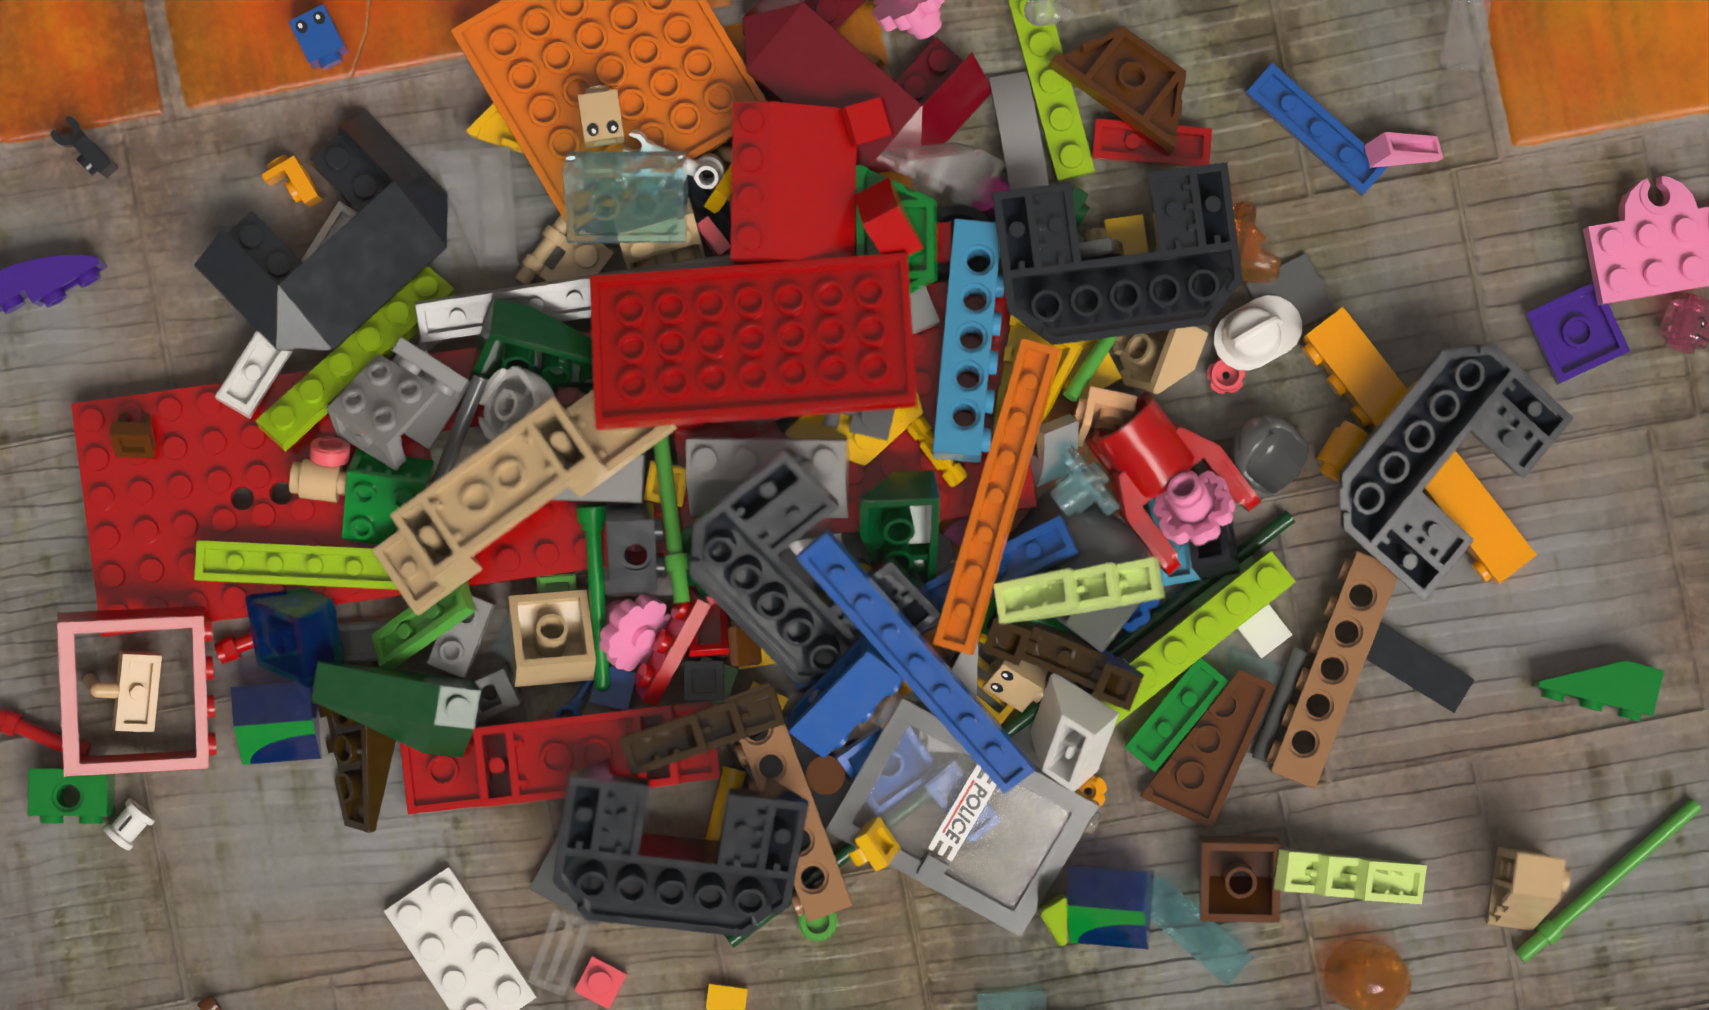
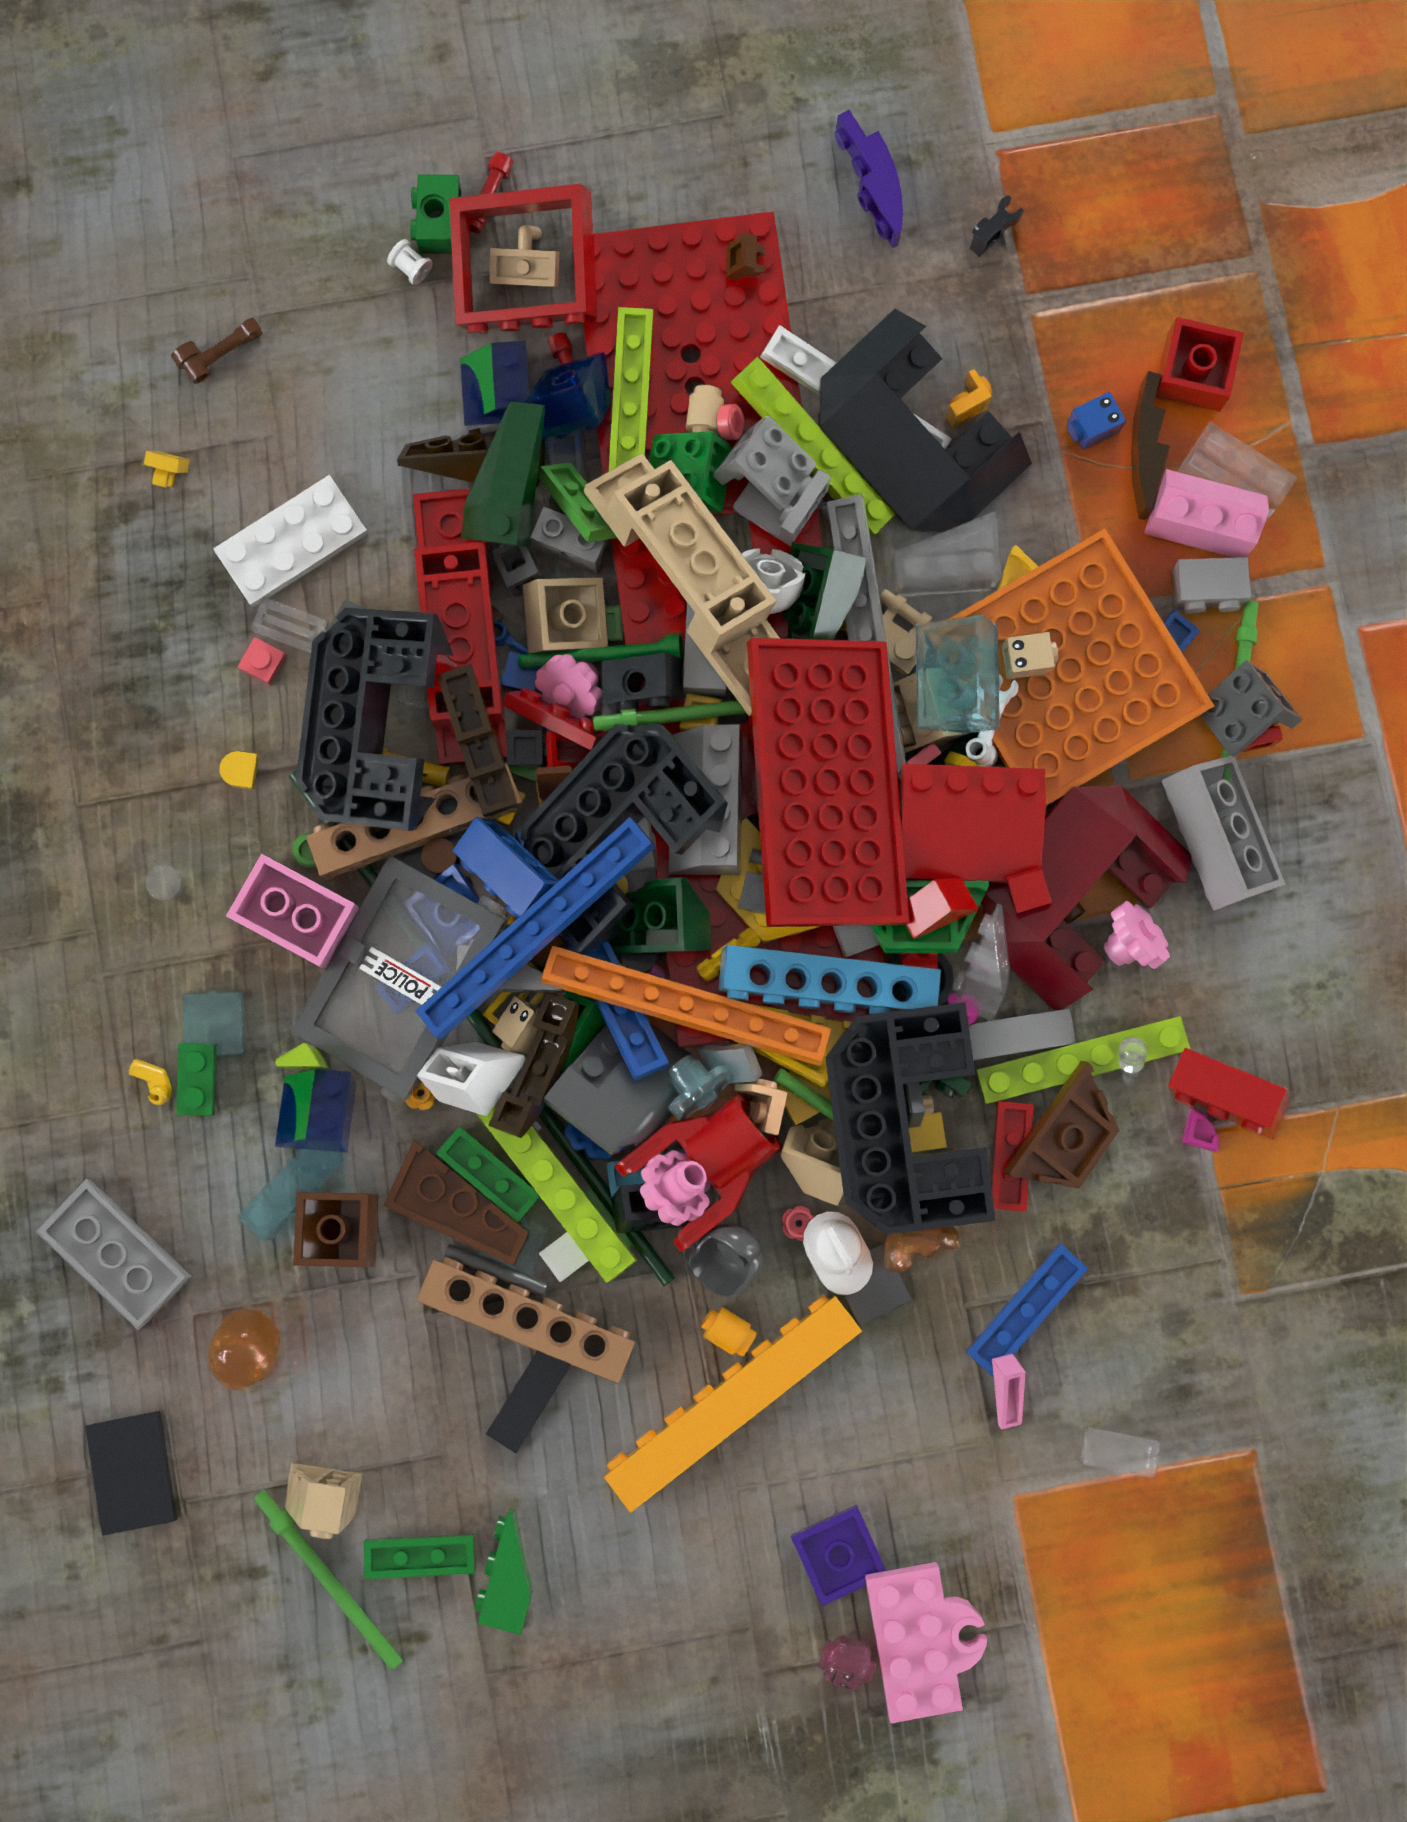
camera: 90 degrees right, 5 degrees down
(460, 426) = (757, 535): dark grey bar -> none
(874, 845) = (373, 896): yellow tile -> none
(890, 935) = (293, 911): none -> bright pink brick
(1078, 590) = (598, 1078): yellowish green slope -> none
(1350, 877) = (334, 1333): yellowish green slope -> none
(1454, 395) = (778, 1432): black slope -> none
(1583, 781) = (419, 1556): none -> green plate

